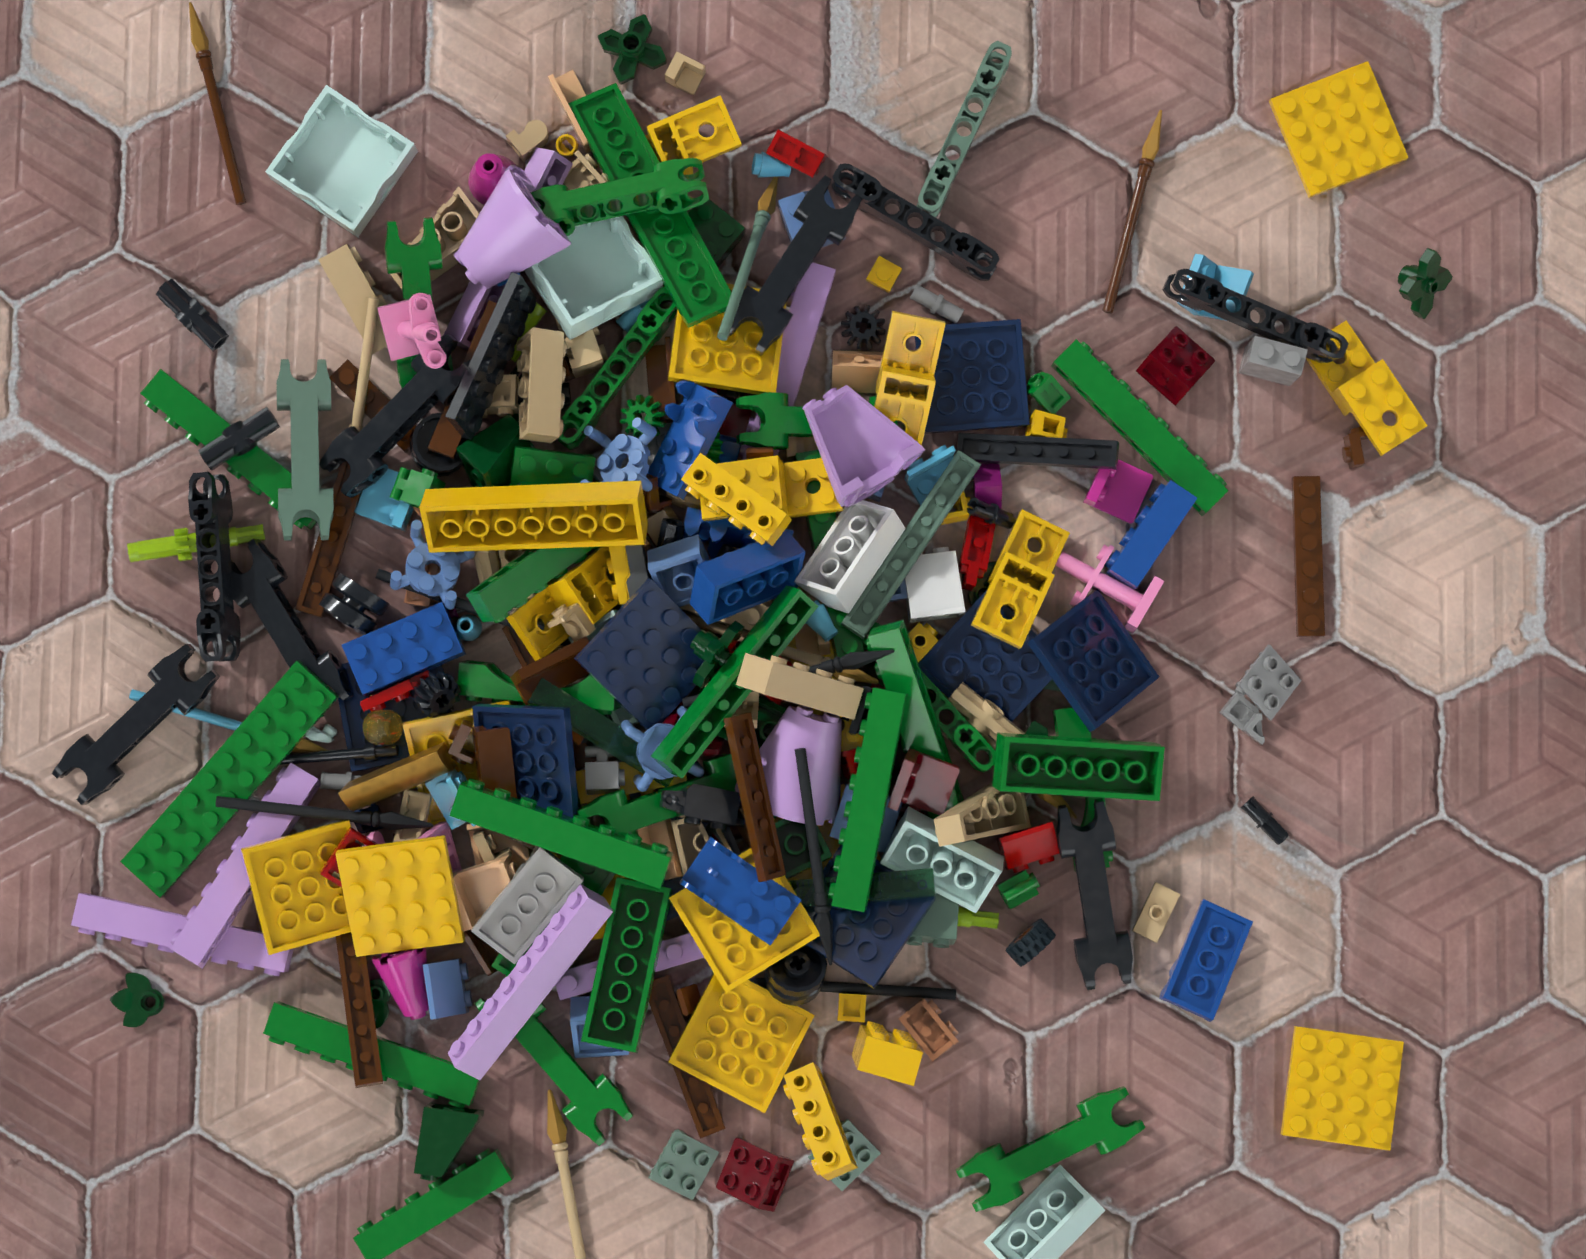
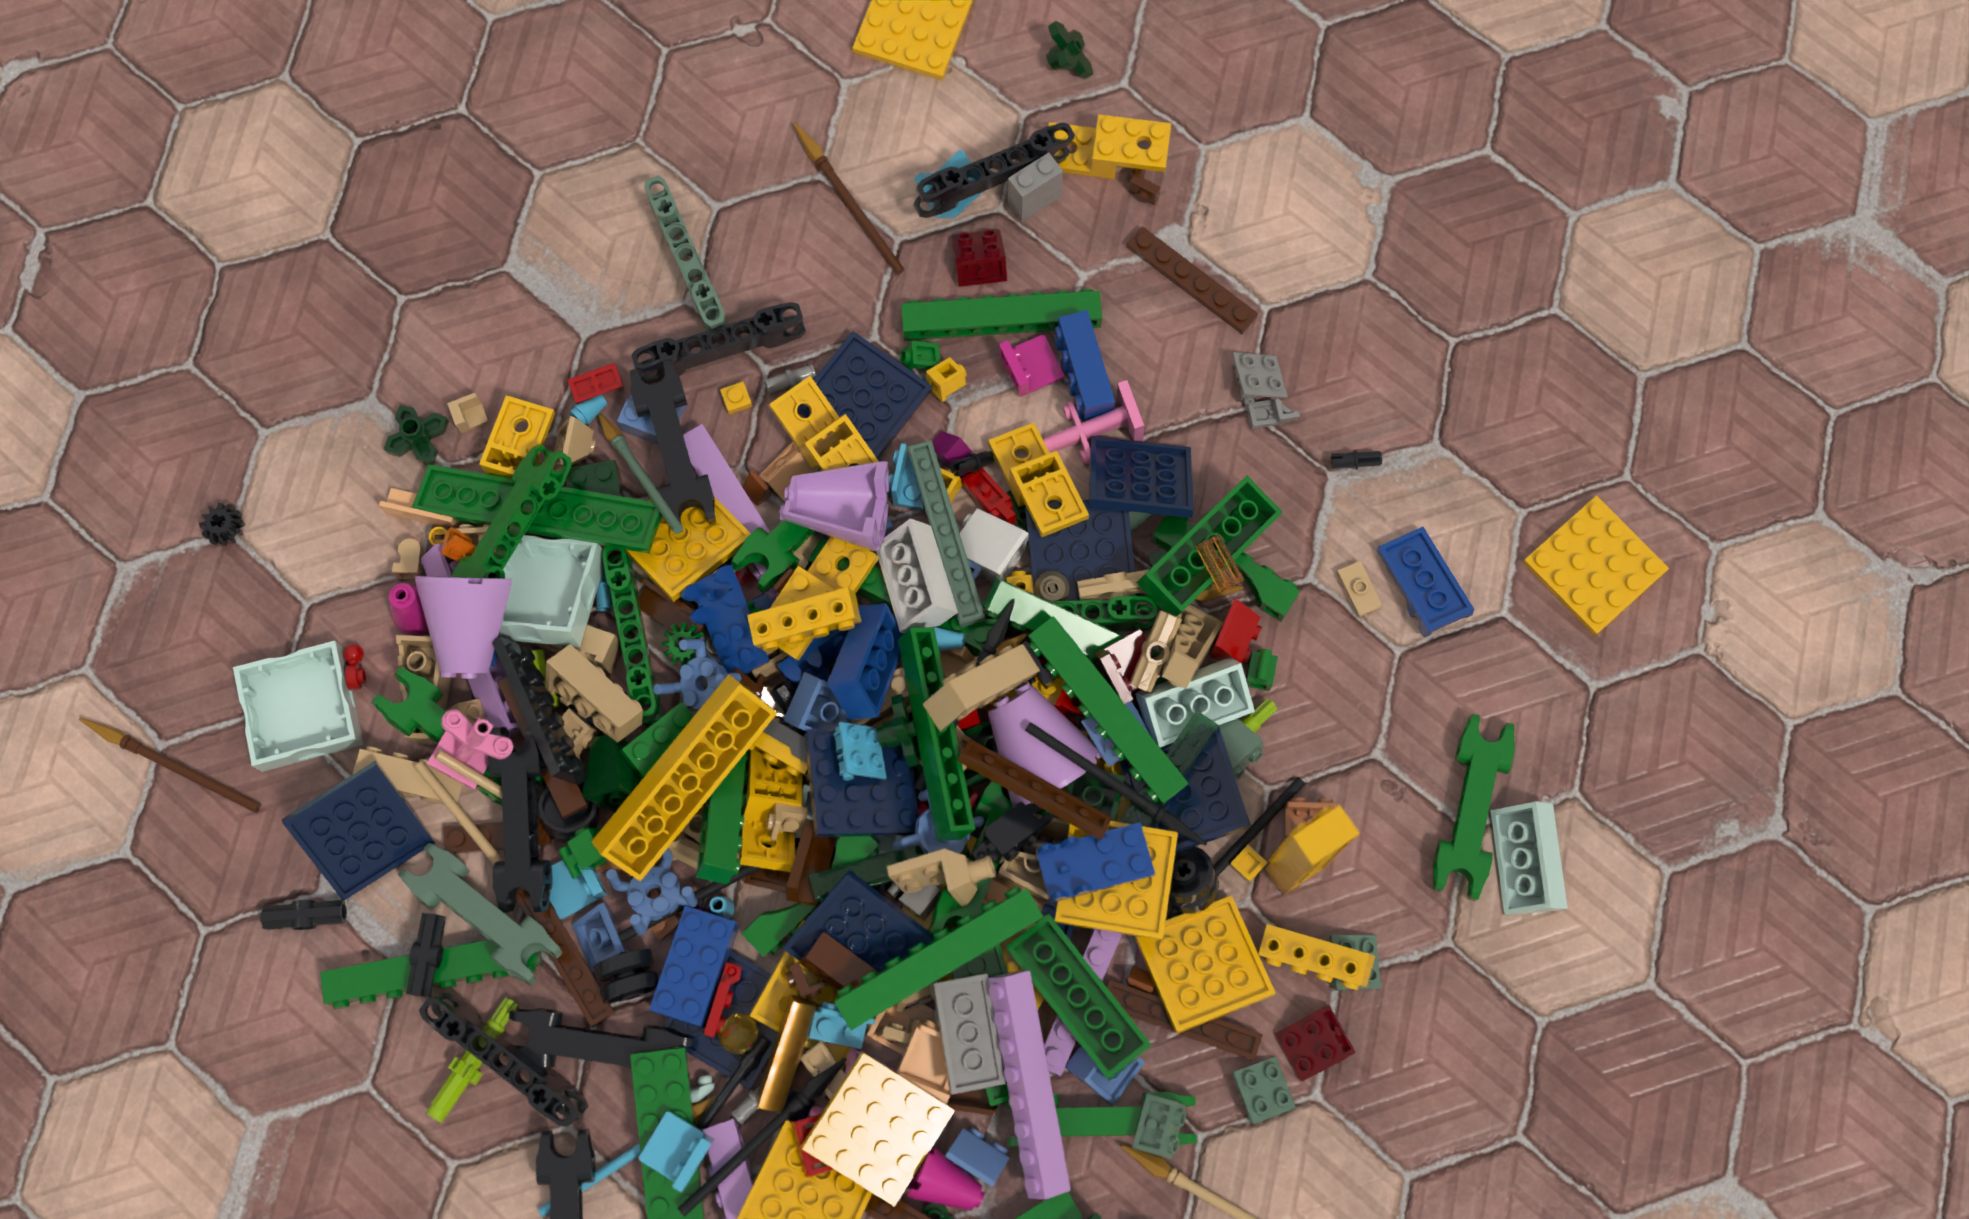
camera: 45 degrees left, 10 degrees down
(256, 758) = (676, 1149): none -> medium azure bracket
(286, 300) = (358, 830): none -> dark blue plate
(367, 554) = (599, 935): none -> medium blue slope
(398, 346) = (469, 773): none -> tan bar
(402, 182) = (354, 674): none -> red plate
(437, 693) = (749, 969): black gear -> none
(447, 299) = (471, 710): none -> tan bracket
(568, 169) = (457, 545): none -> orange bracket
(584, 1108) = (1159, 1126): none -> sand green bracket
(638, 794) = (941, 868): none -> tan plate
(670, 634) = (860, 751): none -> medium azure hinge
(729, 182) = (575, 441): none -> tan slope
(821, 358) = (756, 488): none -> dark orange slope
(857, 320) = (756, 433): black gear -> none
(944, 659) = (1050, 579): none -> dark tan cone
(966, 790) = (1148, 667): none -> tan piece
(1030, 942) = (1308, 692): black wheel -> none
(1040, 450) = (958, 390): black plate -> none
(1058, 784) = (1211, 567): none -> clear orange tile
(1087, 847) = (1347, 639): black piece -> none

